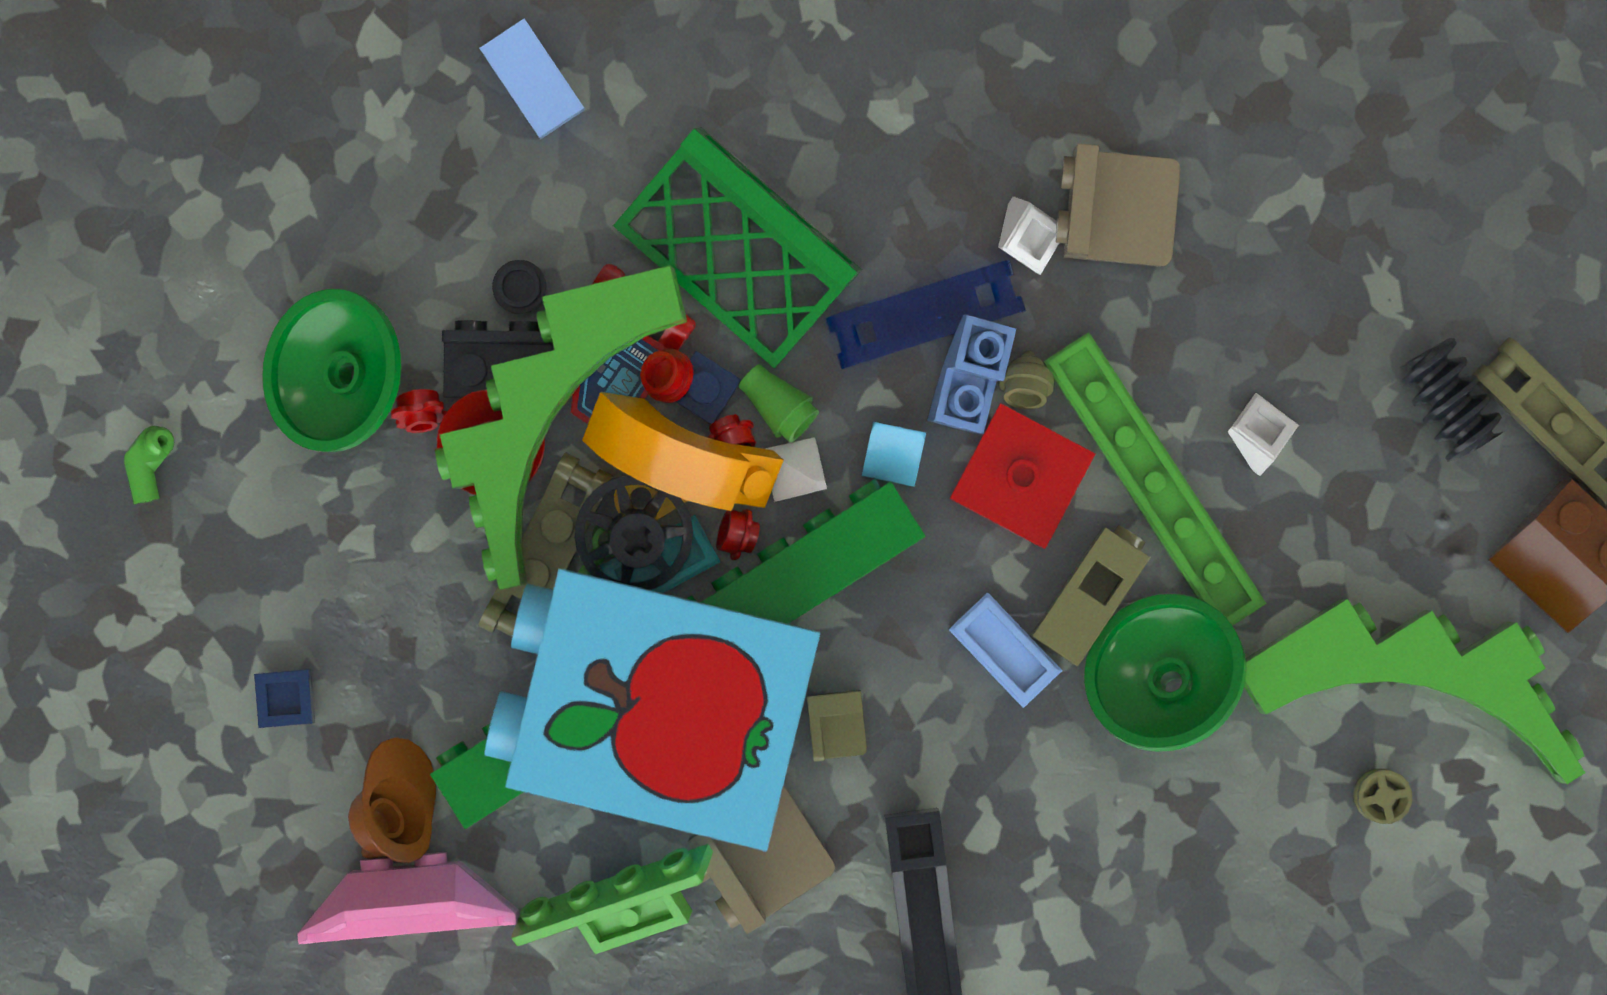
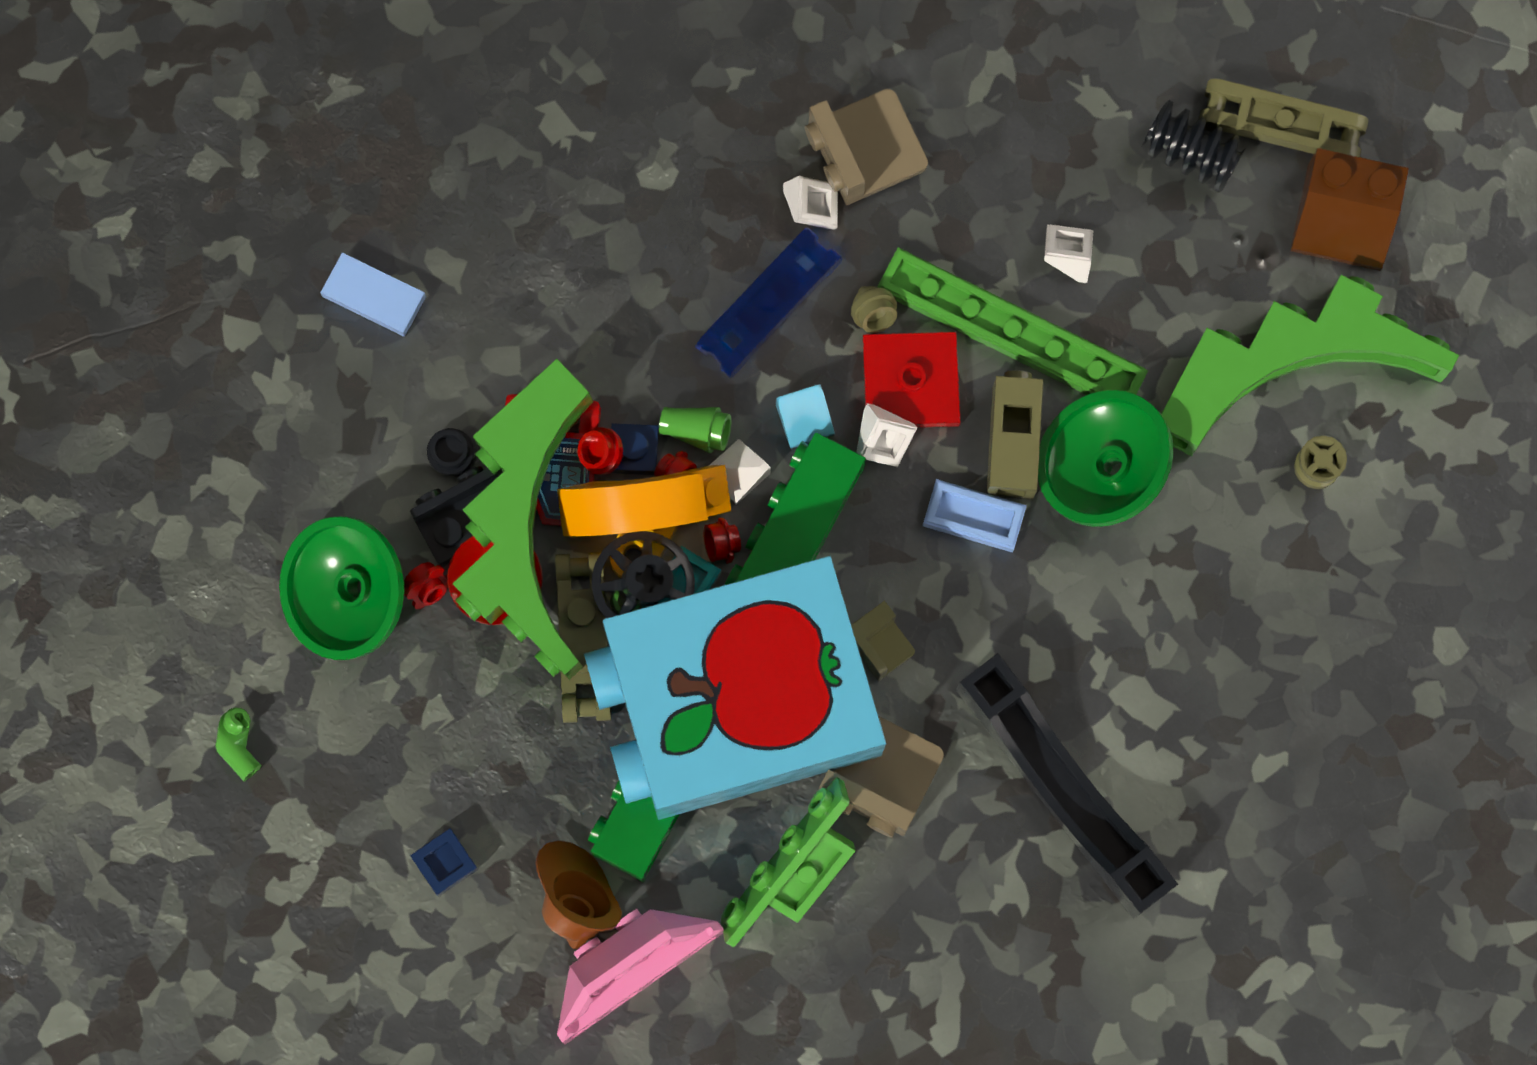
camera: 35 degrees left, 10 degrees down
(770, 213) = (609, 291): green fence -> none
(959, 520) = (884, 436): none -> white slope
(969, 374) = (827, 324): medium blue slope -> none

